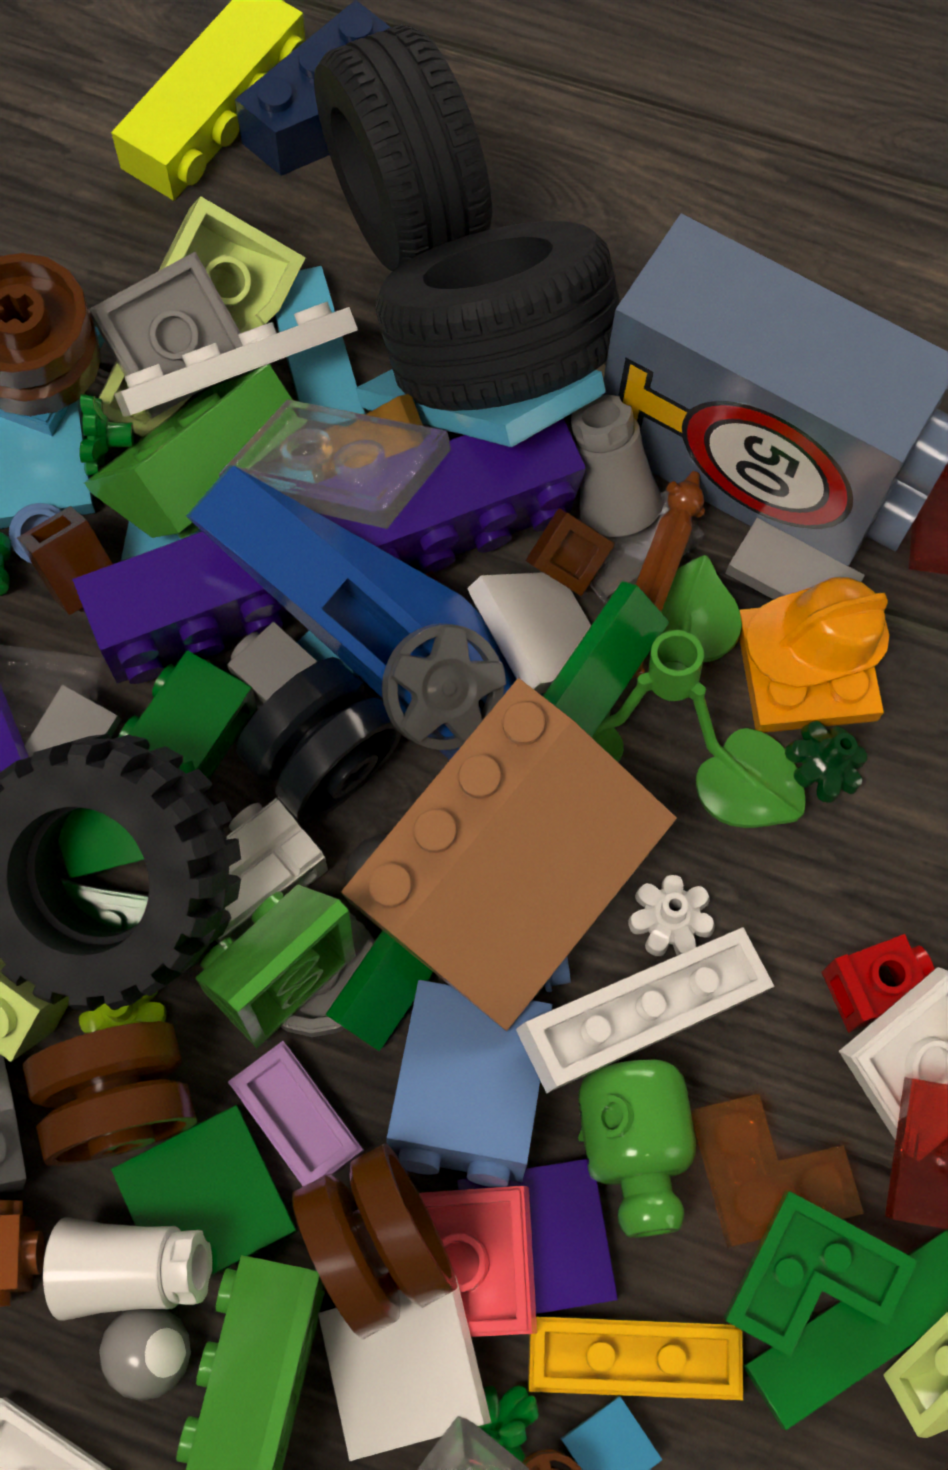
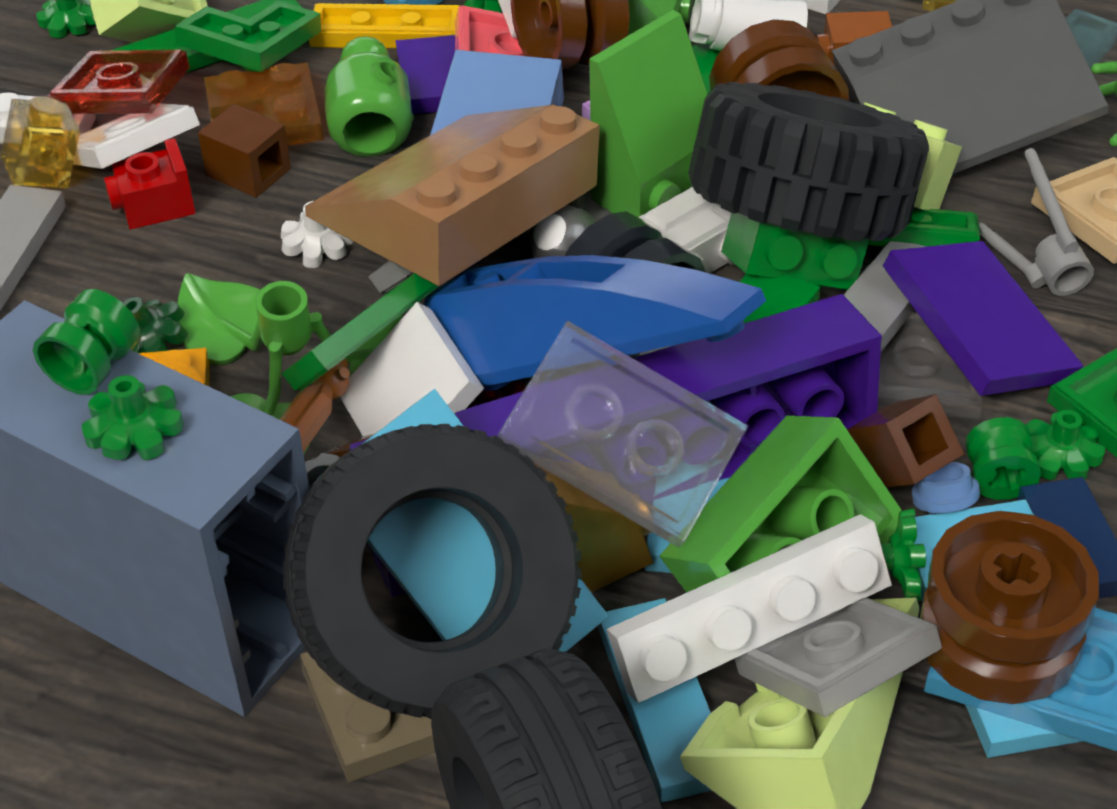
camera: 175 degrees left, 25 degrees down
(442, 685) = (509, 266): dark grey wheel -> none
(643, 1009) = (349, 145): white plate -> none
(760, 305) = (131, 418): none -> green plant
(783, 1045) = (244, 150): none -> reddish brown brick
(821, 353) = (80, 349): none -> green wheel

